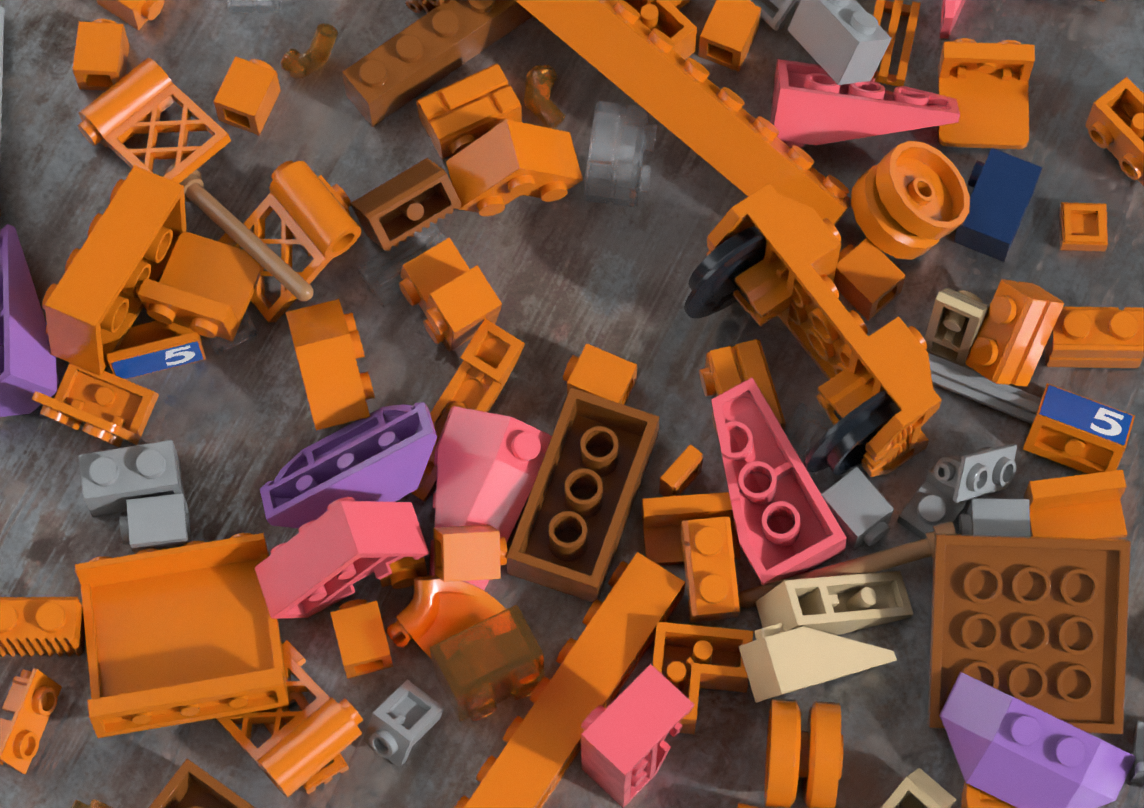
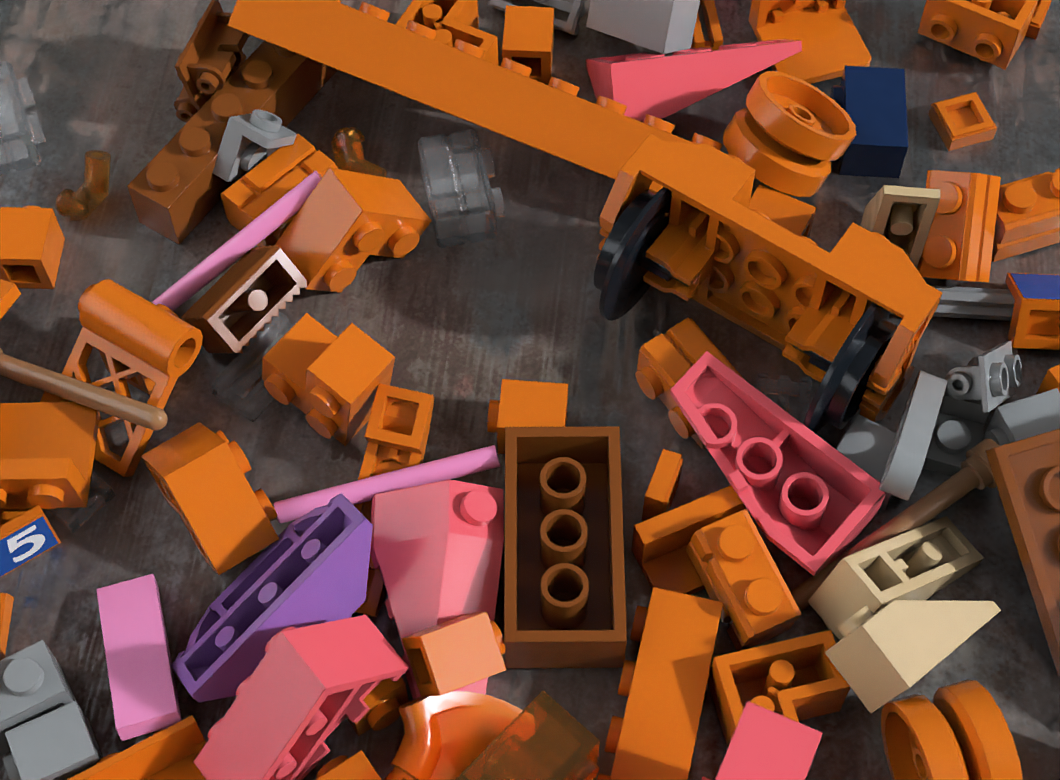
camera: 20 degrees left, 10 degrees down
(237, 472) = (138, 657): none -> bright pink tile
(416, 153) = (238, 244): none -> bright pink bar
(454, 61) = (247, 143): none -> light grey bracket
(467, 399) = (365, 489): none -> bright pink bar
(885, 501) = (913, 436): none -> light grey beam

